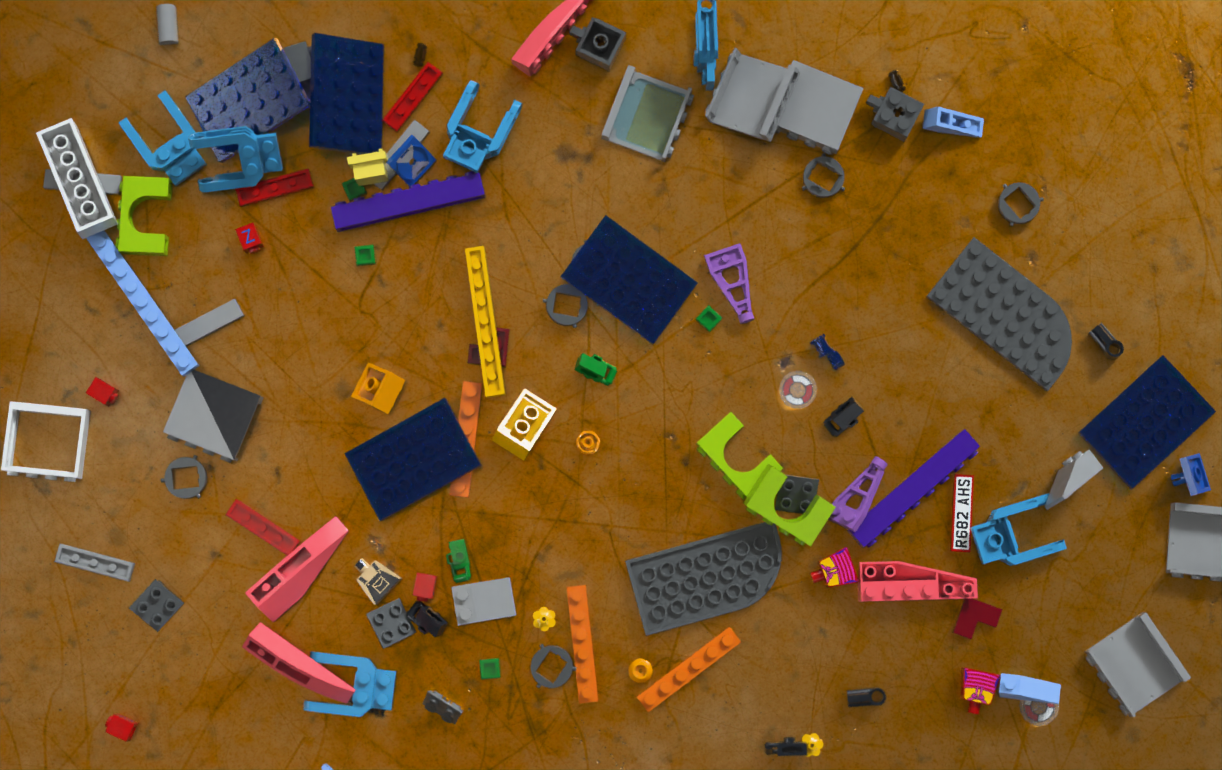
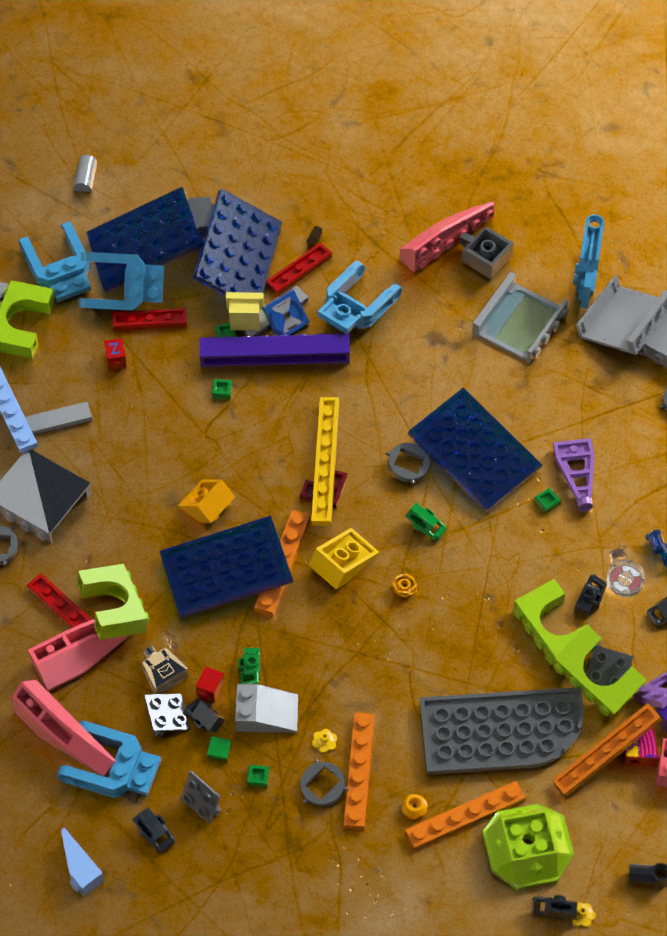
camera: 10 degrees right, 25 degrees down
(310, 497) = (116, 582): none -> lime arch
(405, 744) = (153, 828): none -> black piece
(447, 648) = (219, 748): none -> green tile
(730, 684) = (525, 864): none -> lime piece
(767, 416) = (589, 595): none -> black piece
(809, 584) = (607, 750): none -> orange plate

